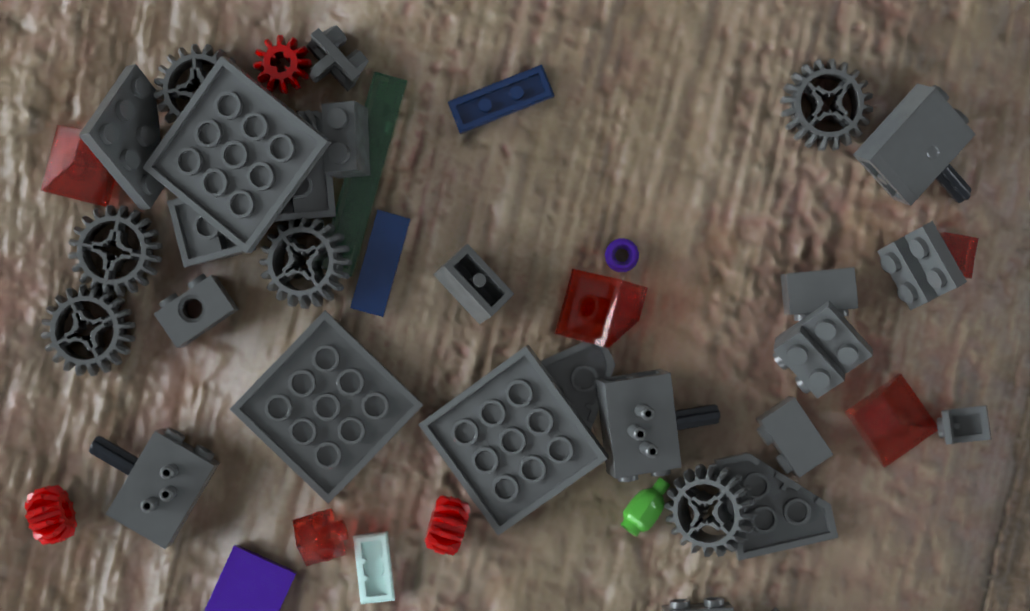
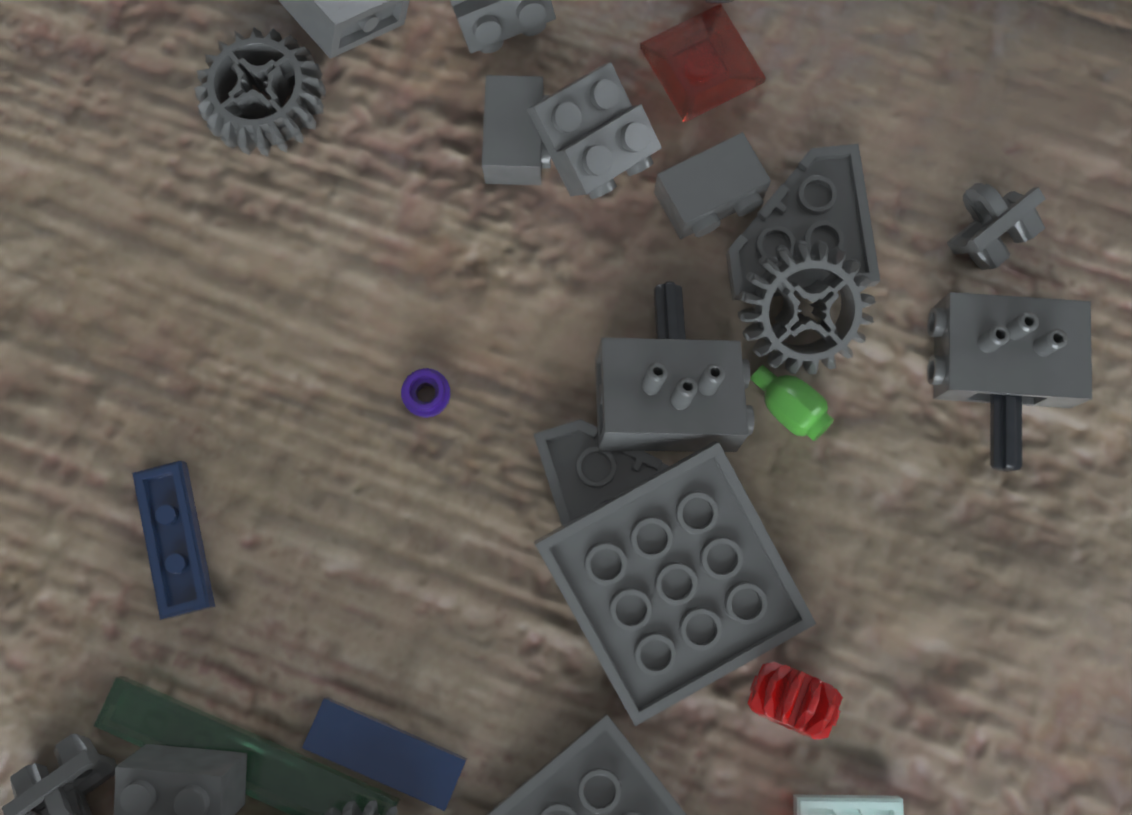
camera: 85 degrees left, 10 degrees down
(473, 284) = (432, 613): dark grey brick -> none
(599, 308) = (495, 431): clear red slope -> none

